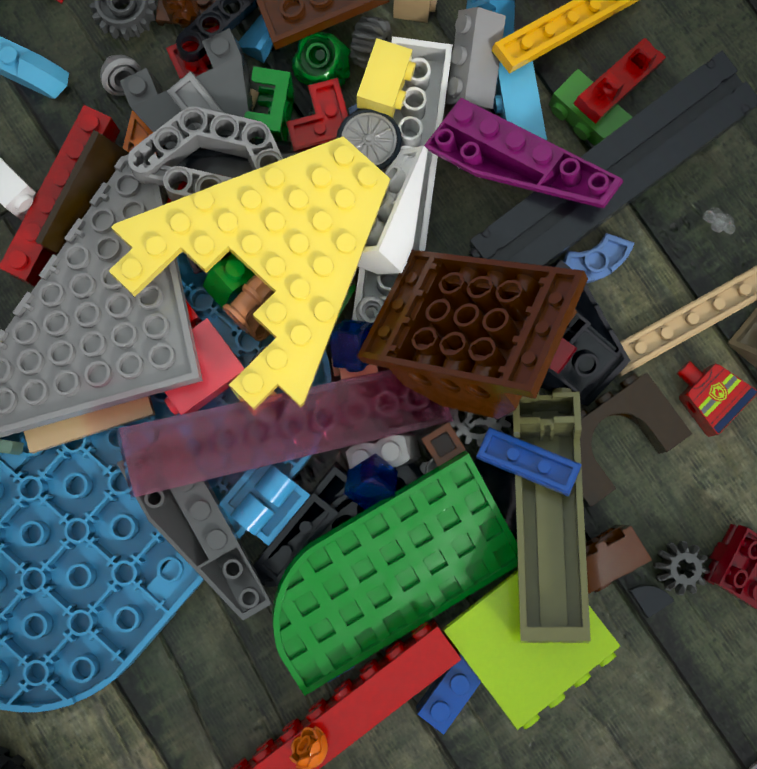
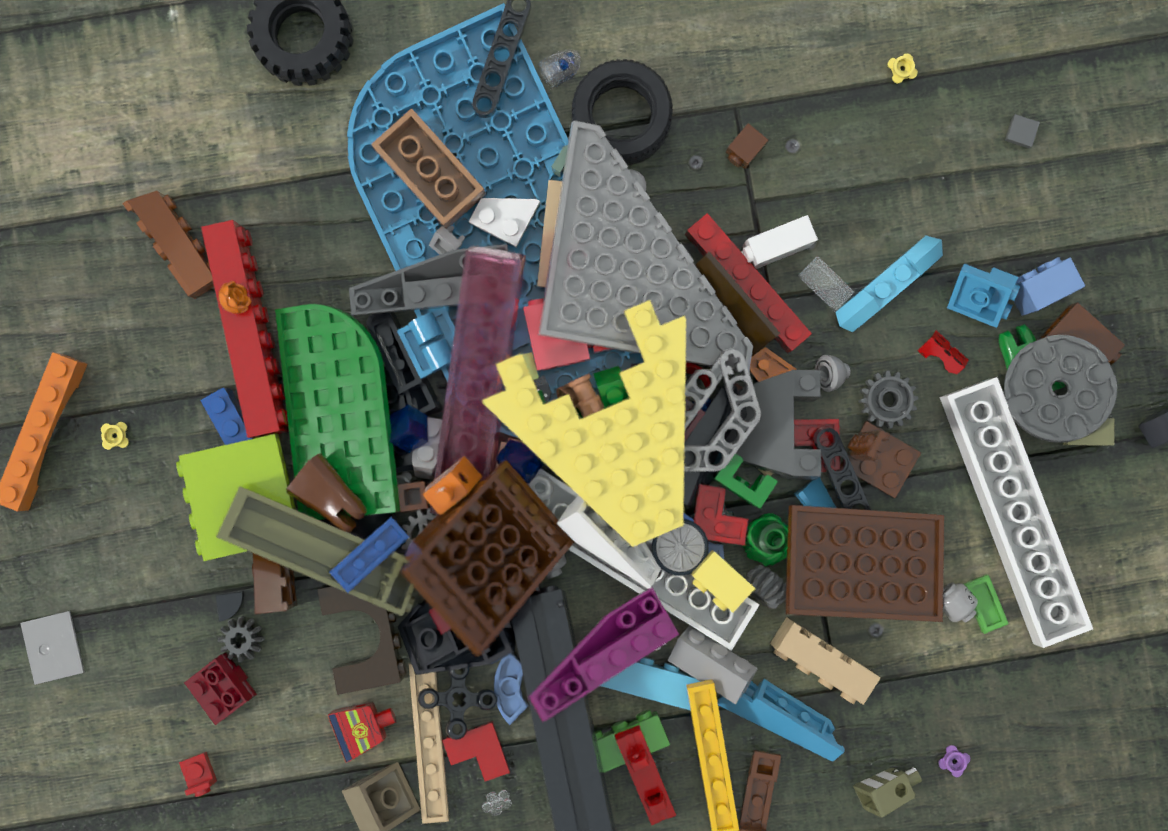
camera: 110 degrees right, 5 degrees up
(28, 120) = (826, 283): none -> clear tile
(68, 591) = (428, 169): none -> medium nougat brick
(92, 483) = (504, 217): none -> white wing
(144, 536) = (444, 241): none -> light grey tile
(191, 92) = (772, 424): light grey tile -> none
(416, 404) = (449, 488): none -> orange torso
(483, 540) = (326, 493): none -> reddish brown piece
(646, 300) = (457, 711): none -> black gear
(667, 264) = (484, 745): none -> red tile

